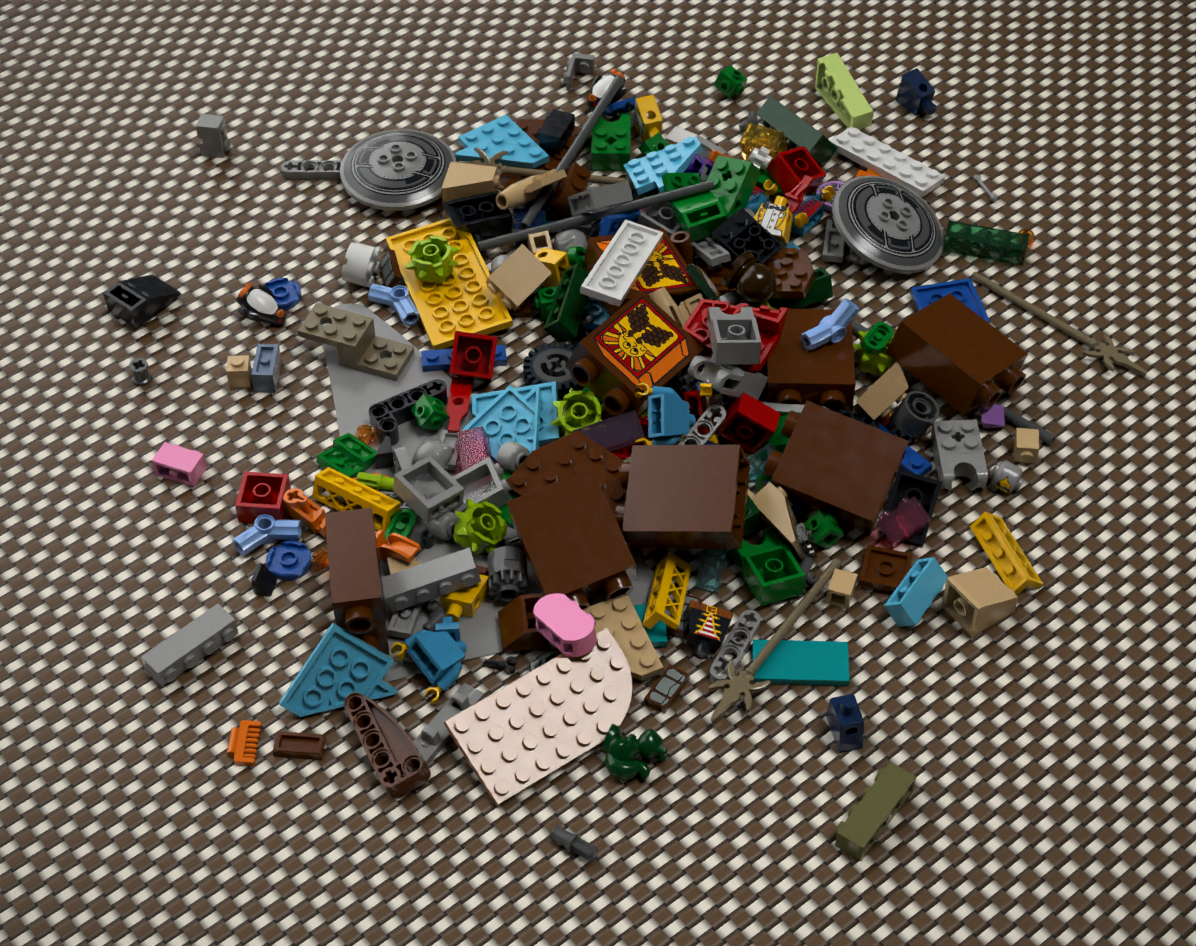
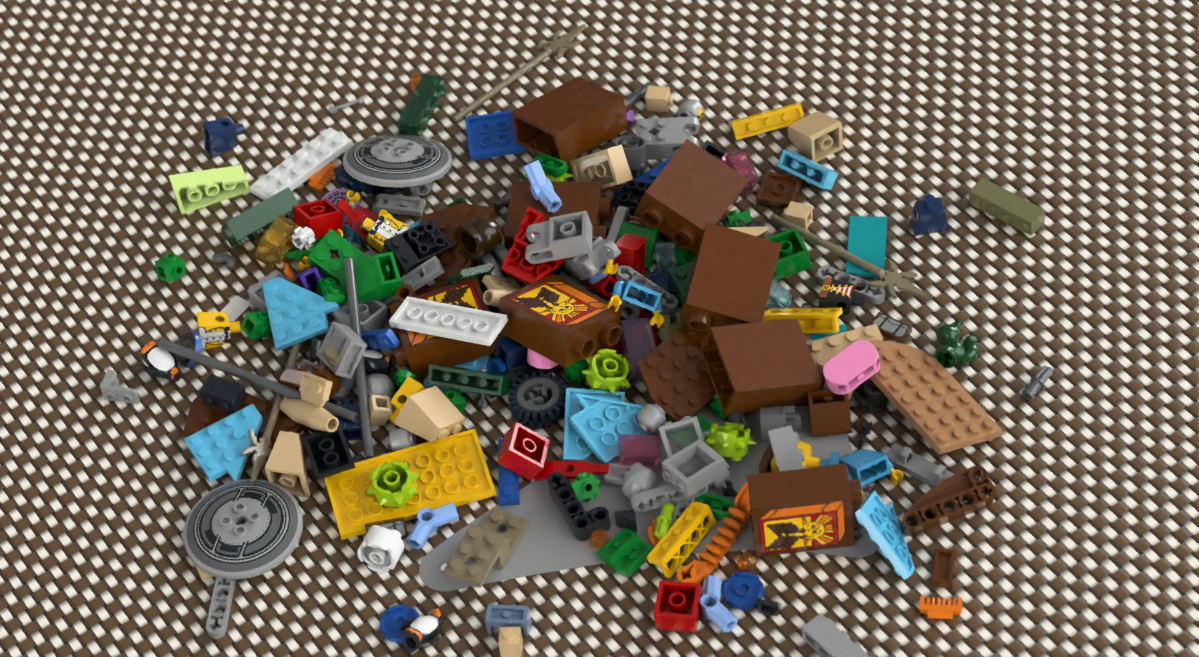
camera: 80 degrees left, 0 degrees up
(611, 144) = (246, 354): green brick -> none

